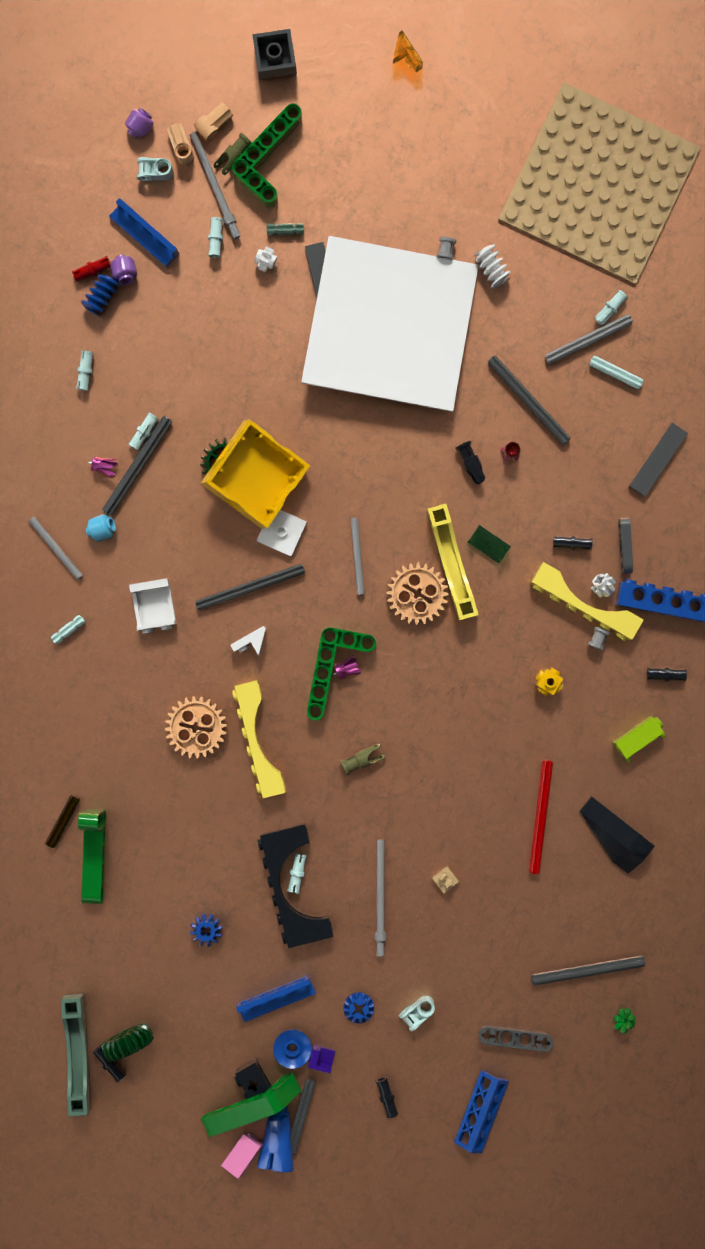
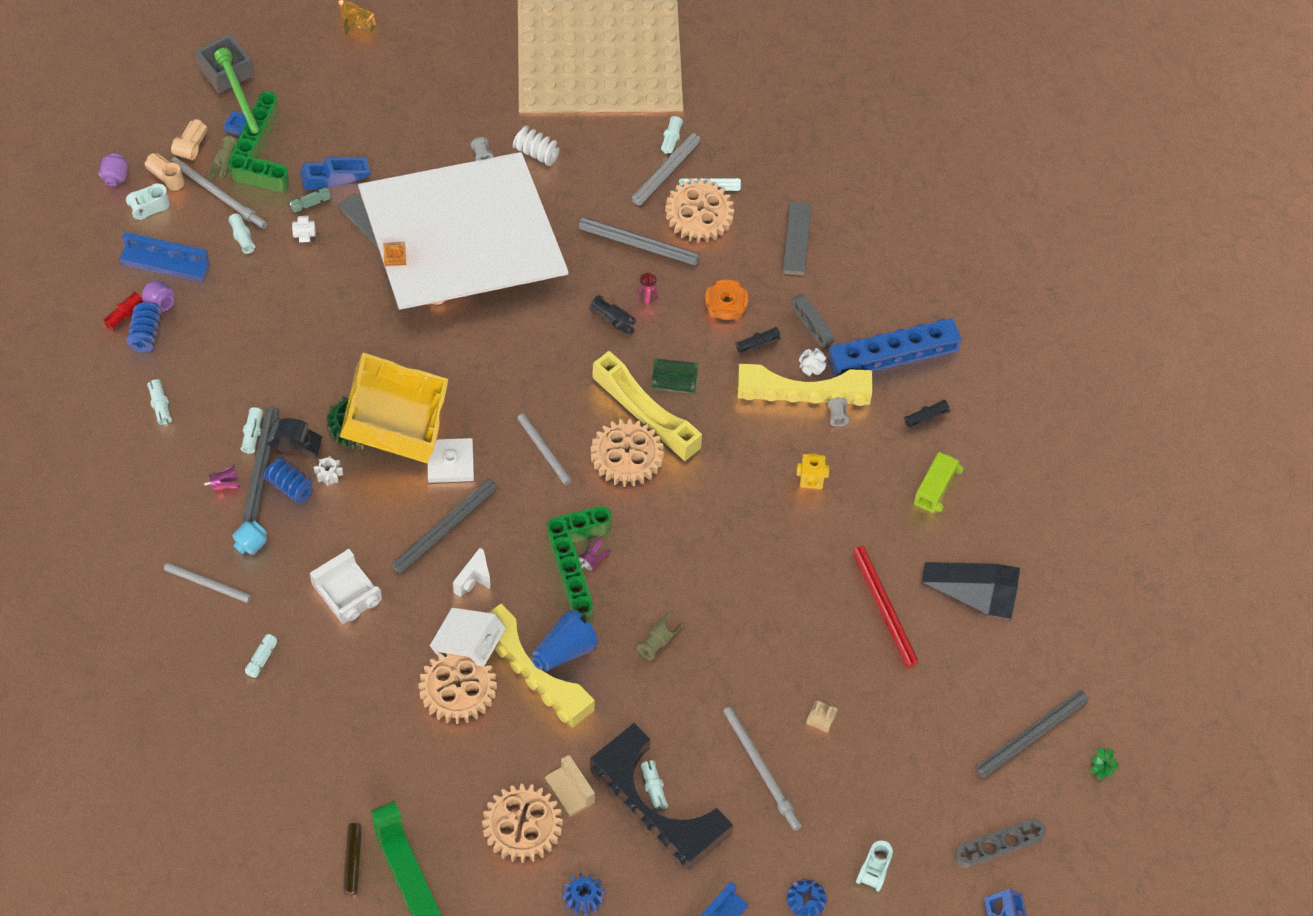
camera: 30 degrees left, 30 degrees down
(150, 492) = (289, 480): none -> blue piece
(171, 456) = (291, 434): none -> black brick
(185, 503) = (328, 470): none -> white gear
(203, 867) = (544, 827): none -> light nougat gear
(218, 696) = (468, 635): none -> white panel
(237, 844) = (570, 787): none -> tan panel
(259, 121) = (235, 123): none -> blue plate
(272, 57) = (224, 58): none -> bright green piece
(285, 737) = (565, 642): none -> blue cone
(316, 211) = (334, 172): none -> blue slope
(321, 330) = (394, 253): none -> clear orange tile
(579, 489) = (726, 310): none -> orange plate
(604, 383) = (704, 195): none -> light nougat gear

